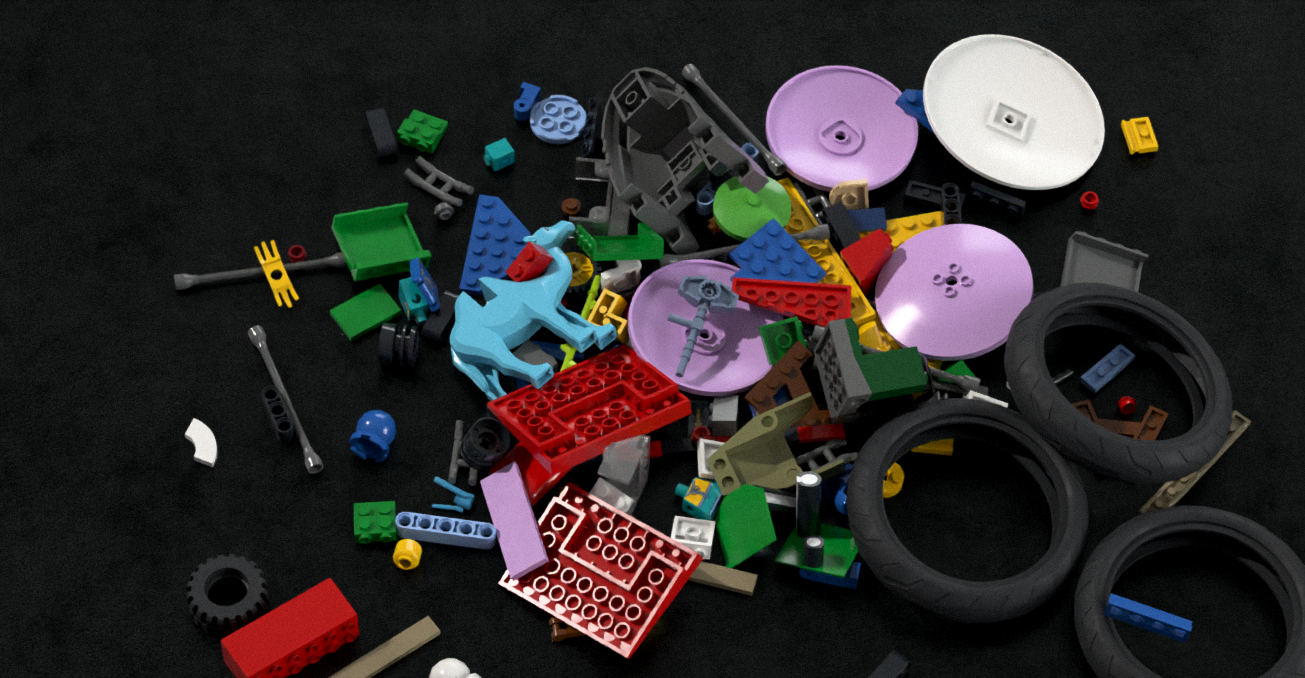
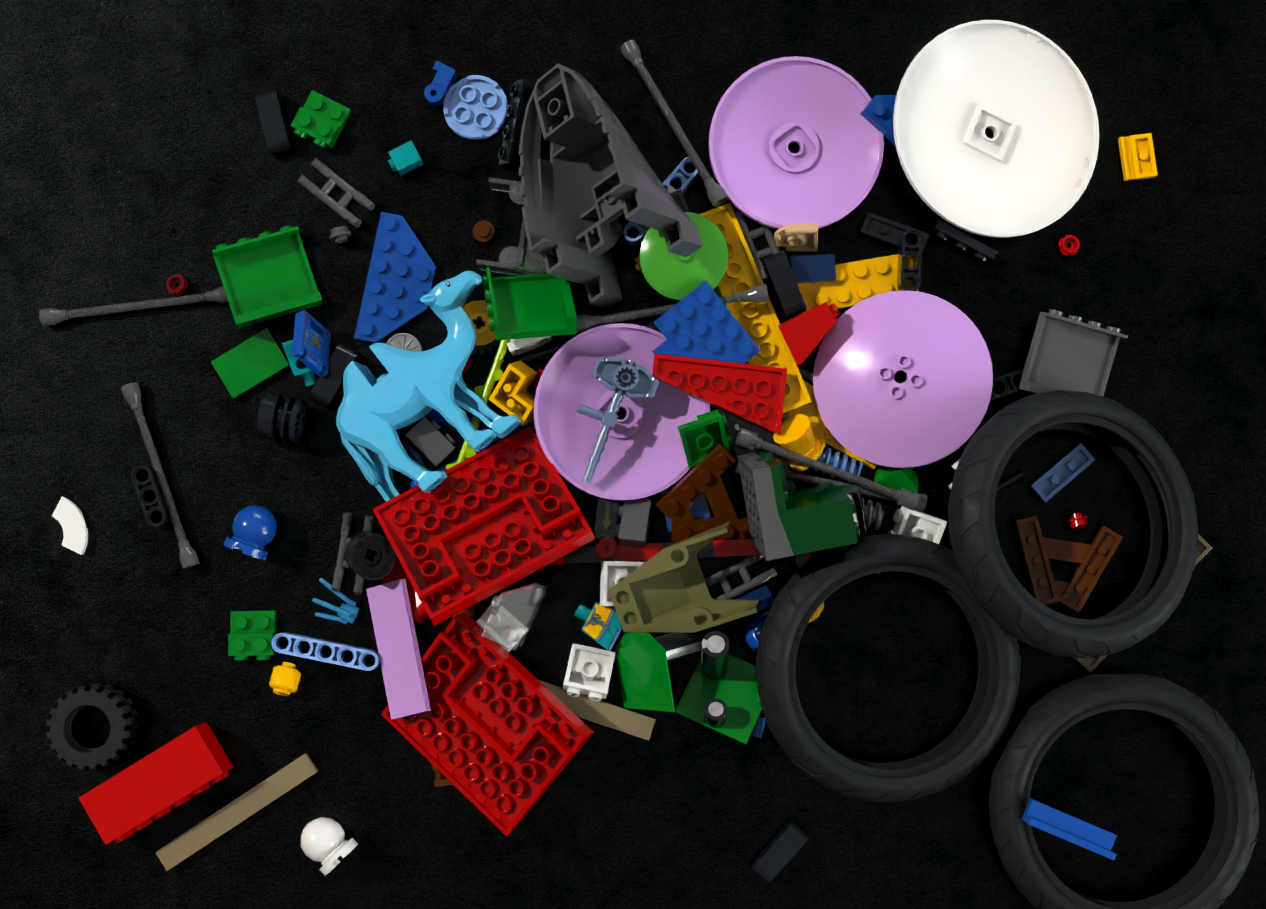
camera: 10 degrees right, 30 degrees up
(272, 264) = (148, 301): yellow piece -> none
(529, 263) = (426, 331): red brick -> none

